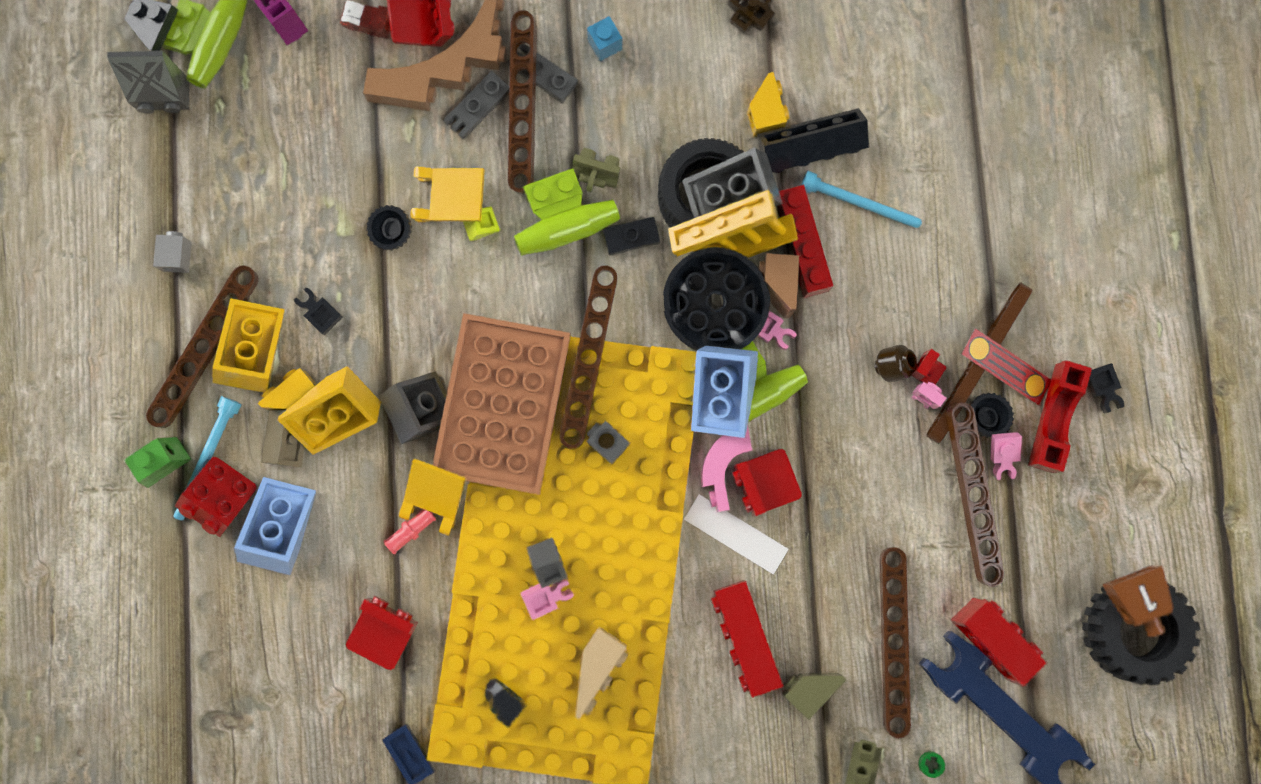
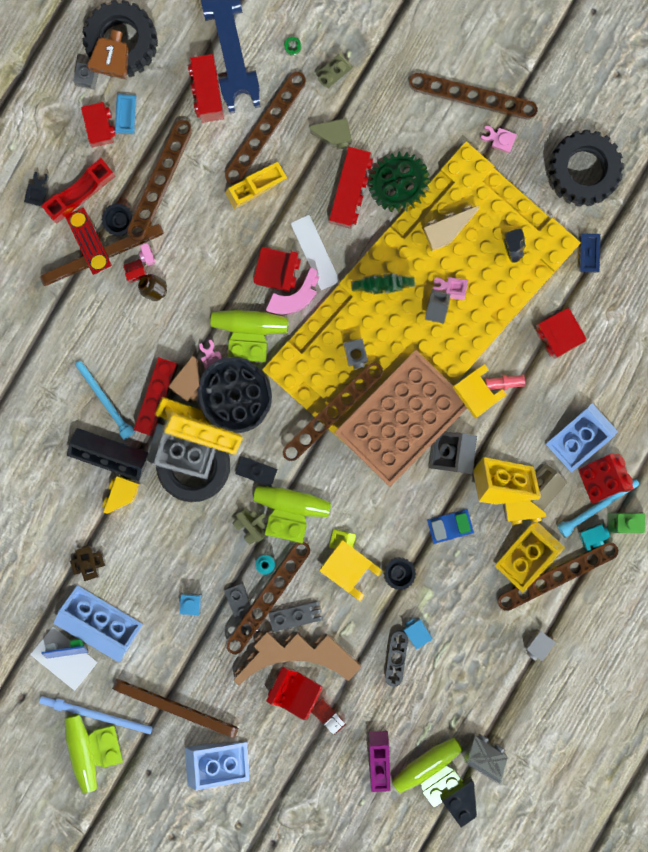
camera: 145 degrees left, 5 degrees up
(188, 419) = (593, 536): none -> teal brick
(316, 120) = (399, 673): none -> dark grey beam
(320, 314) = (474, 548): black plate -> none
(324, 175) = (417, 632): none -> dark azure brick
(366, 322) = (450, 526): none -> piece
(550, 143) = (267, 558): none -> teal brick
(627, 545) = (389, 283): none -> dark green gear
(677, 668) = (402, 196): none -> dark green gear
(723, 390) = (266, 338): light blue slope -> none
(860, 565) = (255, 185): none -> yellow slope
(1005, 451) = (125, 192): bright pink plate -> none
(1068, 546) = (125, 114): none -> dark azure tile
(1092, 511) = (97, 124): none -> red brick
(1147, 554) = (84, 77): none -> dark grey brick

